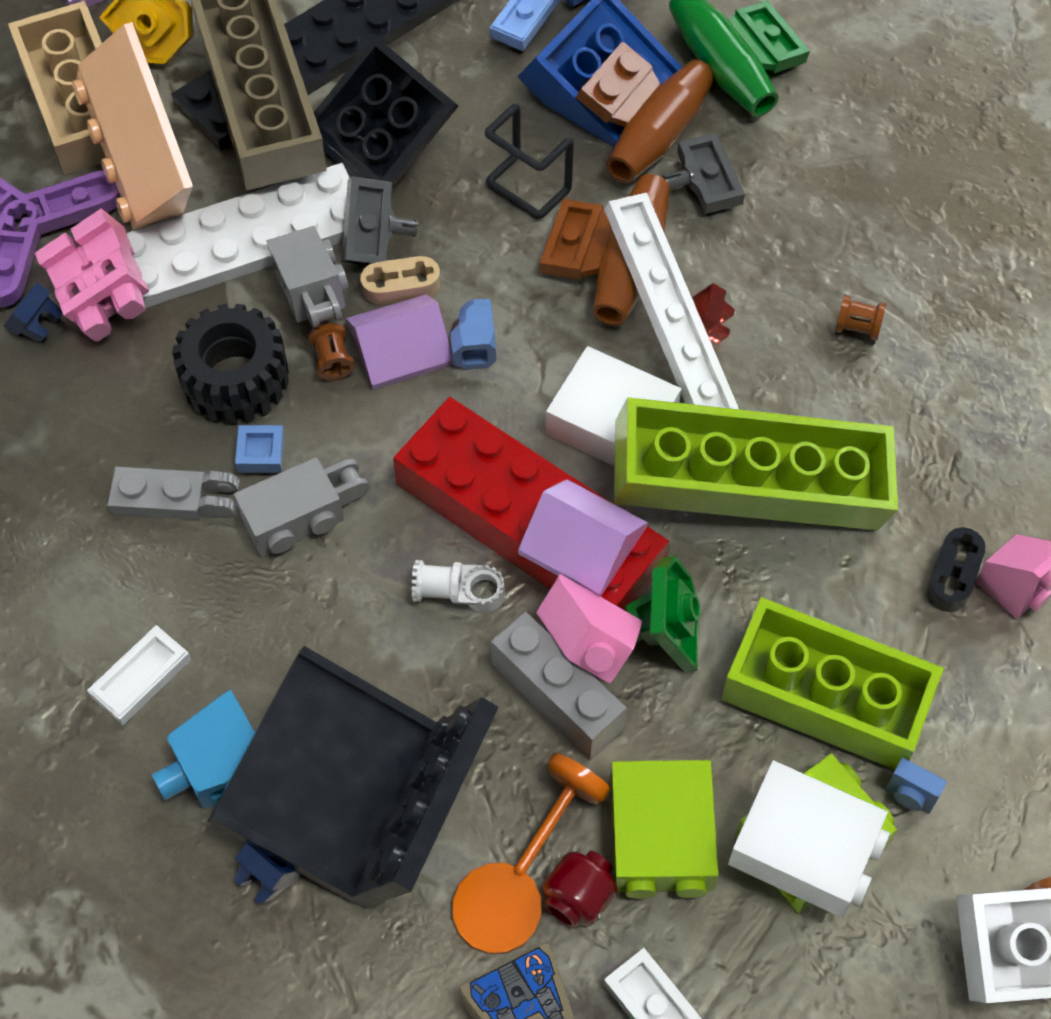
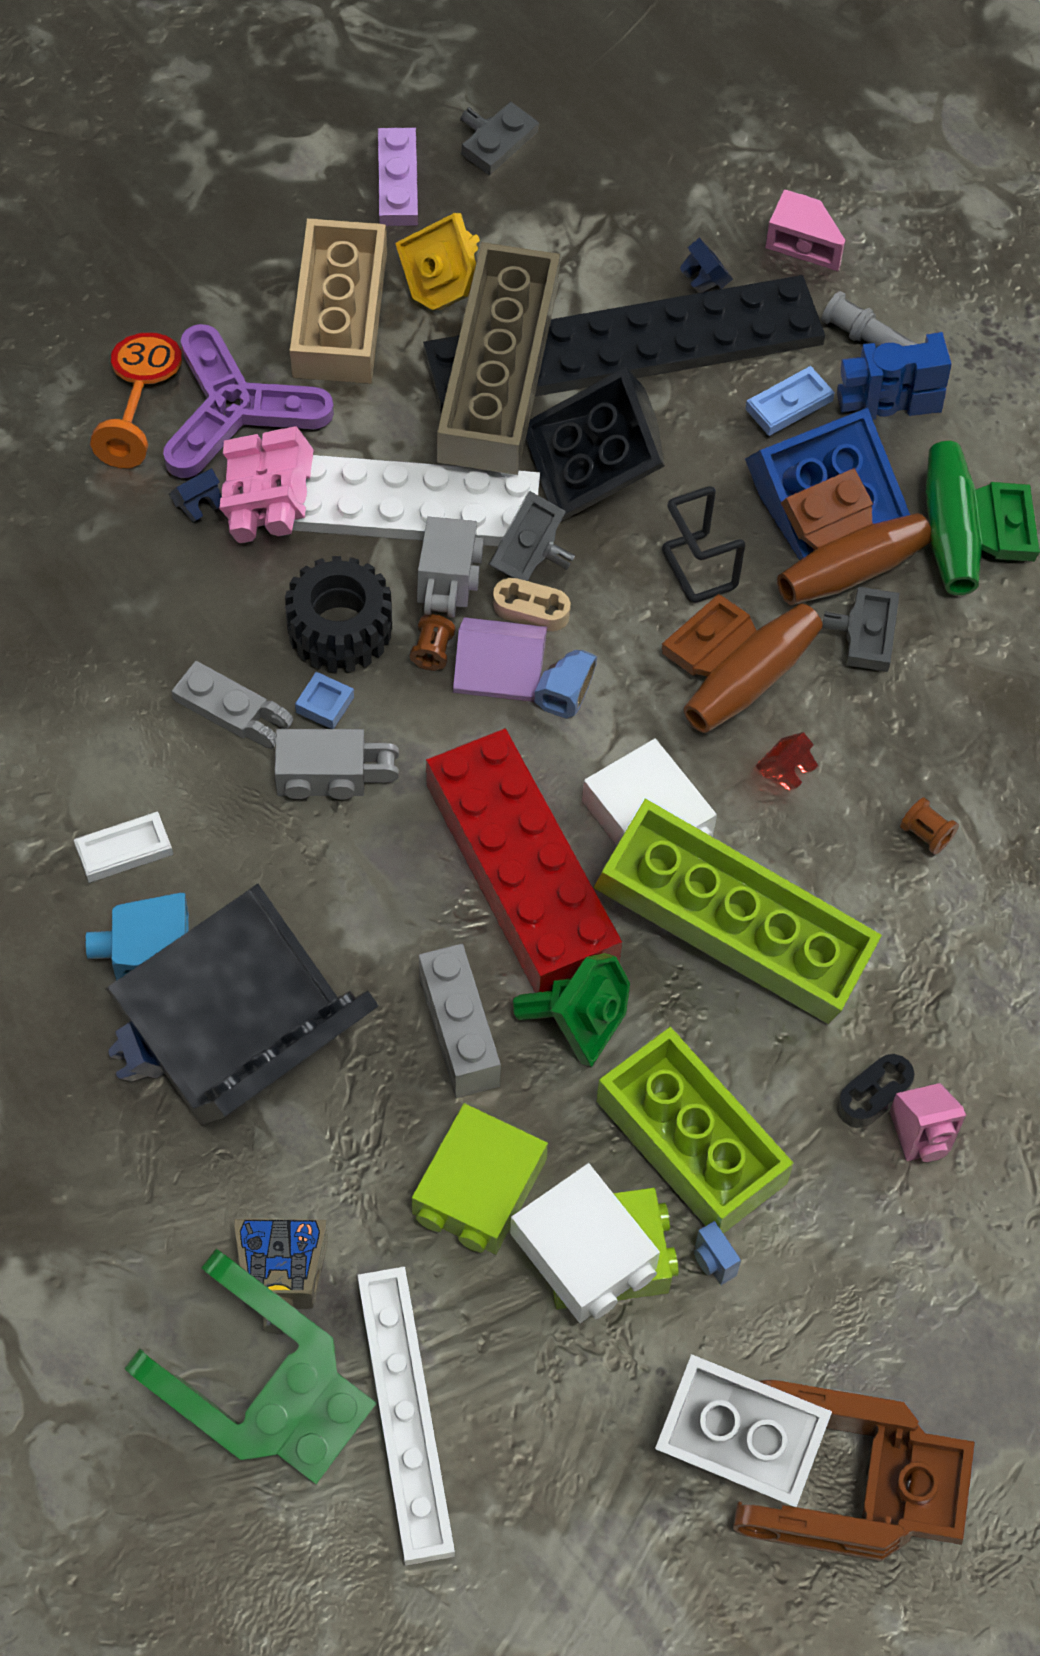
camera: 25 degrees right, 0 degrees up
(132, 131) = (356, 368): light nougat slope -> none
(456, 584) = (425, 895): white connector -> none
(498, 902) = (312, 1174): orange piece -> none
(579, 889) = (381, 1195): dark red head -> none
(580, 536) = (543, 900): lavender slope -> none
(589, 628) = (507, 983): bright pink slope -> none
(668, 302) = (750, 736): white plate -> none

